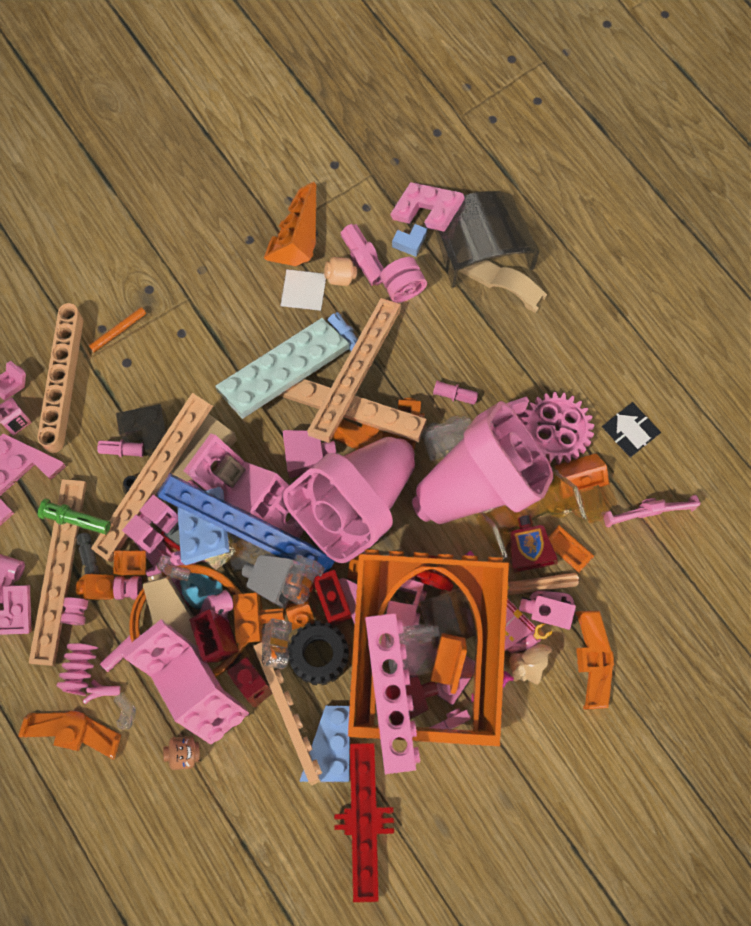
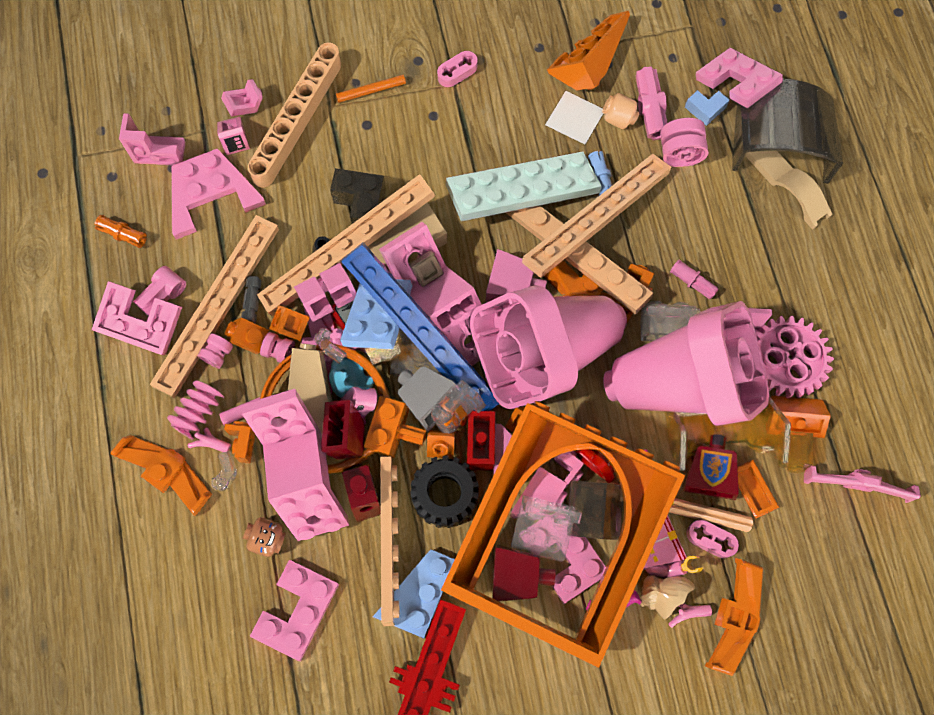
camera: 20 degrees right, 0 degrees up
(63, 514) = (244, 250): bright green pin -> none
(120, 448) = (326, 206): bright pink axle -> none
(132, 681) = (244, 444): none -> orange bracket
(188, 285) = (457, 69): none -> bright pink beam
(241, 823) = (295, 635): none -> bright pink plate
(275, 643) = (404, 463): clear leg -> none
(393, 760) = (478, 634): bright pink brick -> none
(449, 661) = (579, 555): orange panel -> none
(454, 719) = (561, 619): bright pink plate -> none
(554, 670) = (689, 612): none -> bright pink bar
(560, 615) = (718, 555): bright pink torso -> none
(631, 429) = (871, 390): black sticker -> none

